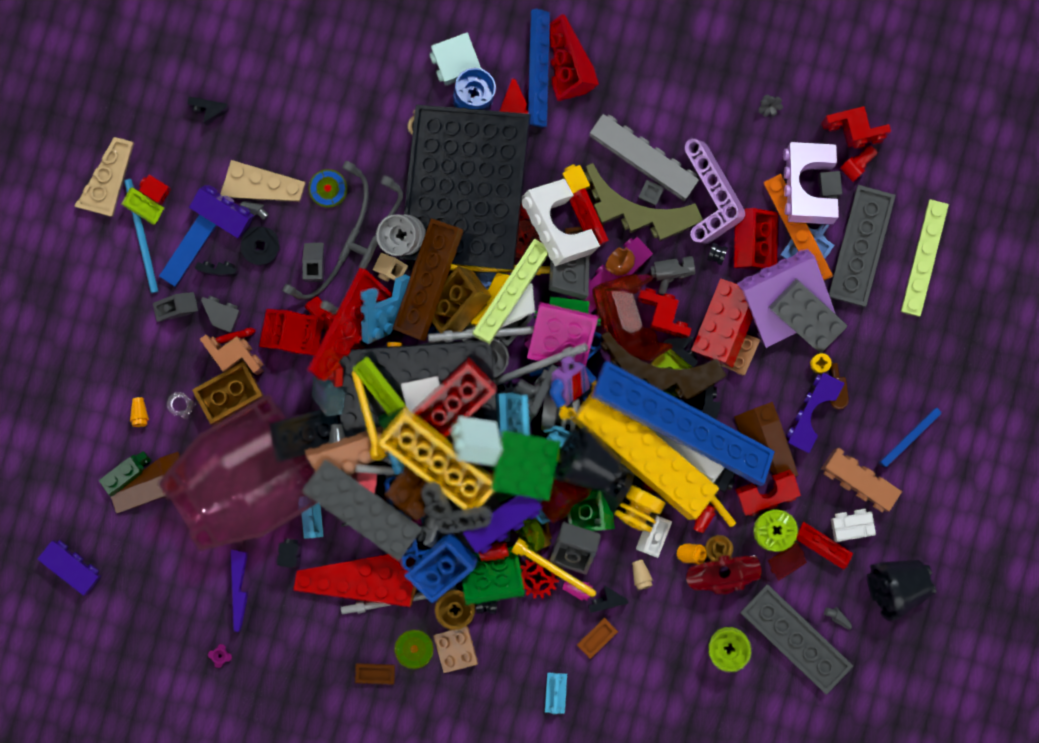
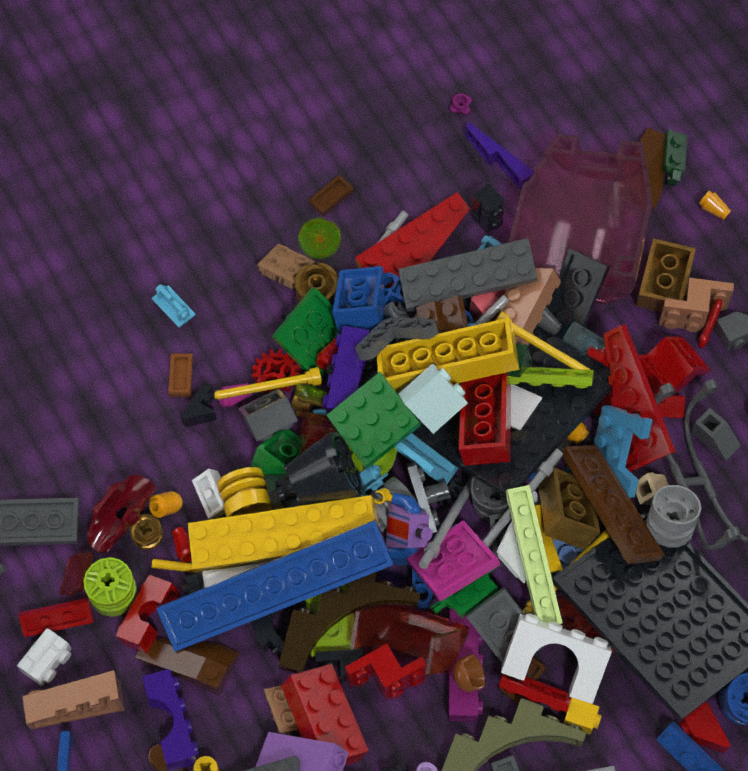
camera: 135 degrees right, 20 degrees down
(70, 567) = (637, 60): dark purple brick -> none
(190, 404) = (681, 236): clear piece -> none
(641, 575) = (190, 451): tan cone -> none
(669, 269) = (420, 720): dark grey piece -> none
(736, 658) = (55, 448): lime wheel -> none

